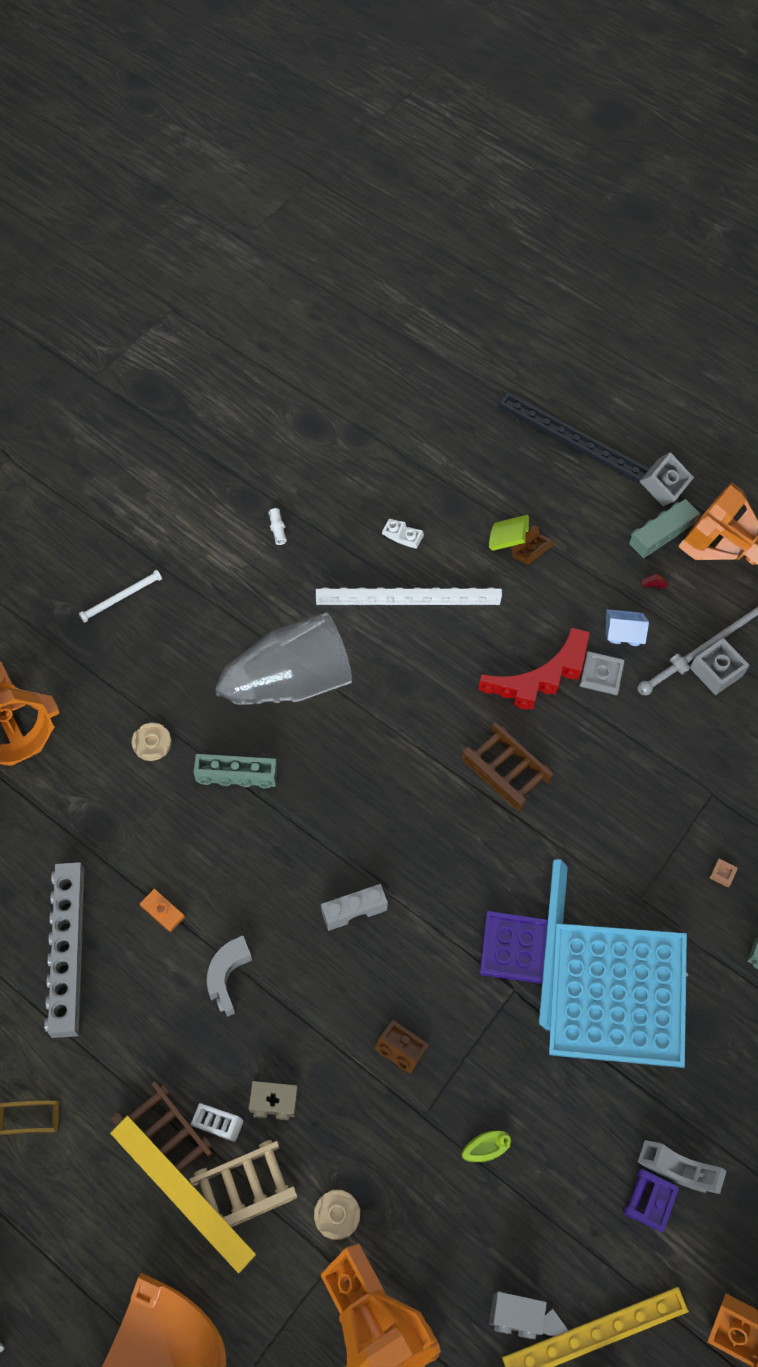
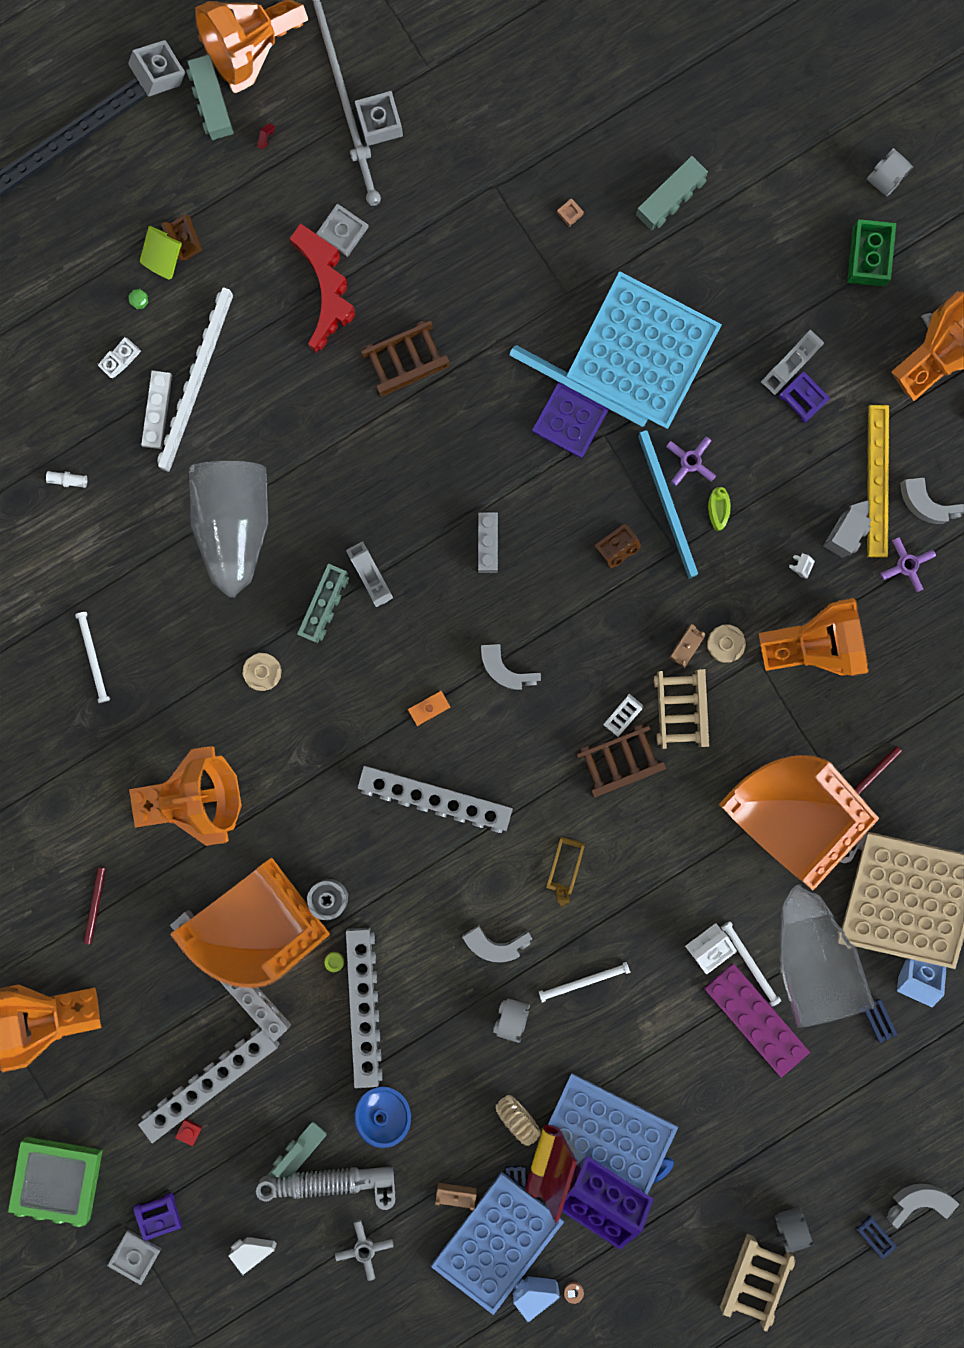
camera: 65 degrees left, 25 degrees up
(183, 1195) = (672, 757): yellow tile -> none
(263, 1091) = (623, 653): dark tan brick -> none
(281, 805) = (369, 574): none -> light grey arch
(318, 1167) = (687, 646): none -> medium nougat hinge
(369, 576) = (156, 409): none -> white plate
(459, 1275) = (804, 565): none -> white tile
(461, 531) = (138, 299): none -> bright green tile
(465, 1086) = (668, 504): none -> medium azure tile
(522, 1102) = (694, 454): none -> medium lavender bar
(626, 627) = (303, 185): light blue slope -> none

